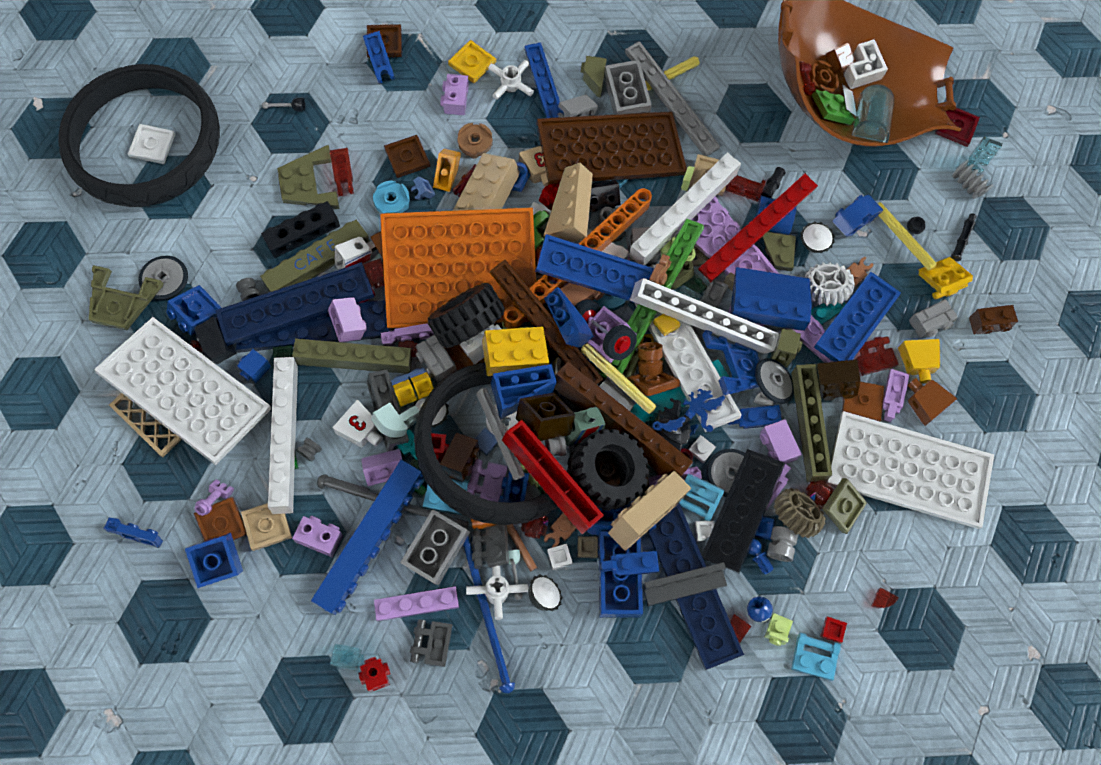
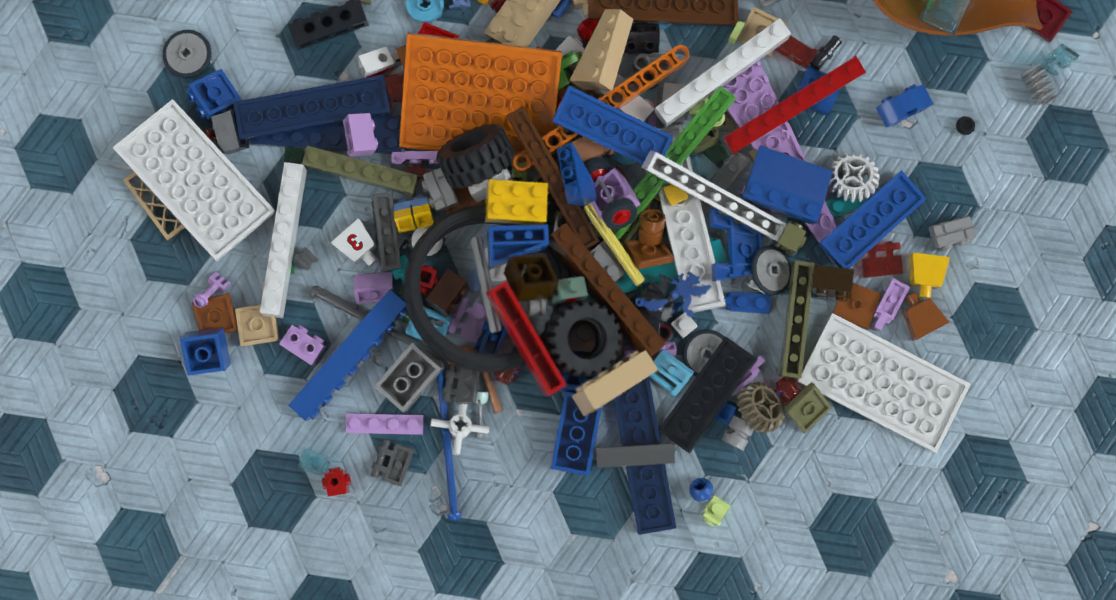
camera: 20 degrees right, 15 degrees up
(118, 307) = (138, 78): olive wing -> none
(133, 532) = (133, 308): blue hinge -> none
(247, 288) = (268, 82): dark grey wheel -> none
(253, 366) = (263, 164): blue brick -> none
(313, 260) = (336, 61): olive brick -> none
(392, 423) = (386, 251): light aqua brick -> none
(544, 593) = (504, 437): white piece -> none
(559, 556) = (524, 405): white plate -> none
(562, 529) = (529, 381): nougat plate -> none
(587, 547) = (554, 401): dark tan tile -> none
(632, 564) = (588, 428): blue hinge -> none
(659, 274) = (677, 144): nougat plate -> none
(703, 530) = (667, 404): white tile -> none
(740, 627) = (679, 502): clear red tile -> none
(760, 558) = (714, 442): blue axle -> none
(780, 250) = (815, 129): olive wing -> none
(780, 442) = (760, 334): lavender brick -> none
(813, 663) = (740, 547): medium azure plate -> none
(817, 237) = (855, 123): white piece -> none
(833, 630) = (766, 521): red plate -> none
(859, 271) = (887, 167): nougat plate -> none
(884, 599) = (822, 501): clear red tile -> none
(906, 238) = (948, 139): light yellow axle -> none
(946, 277) = (978, 189): yellow plate -> none
(962, 241) = (1011, 149): black piece -> none
(993, 319) = (1014, 245): reddish brown brick -> none

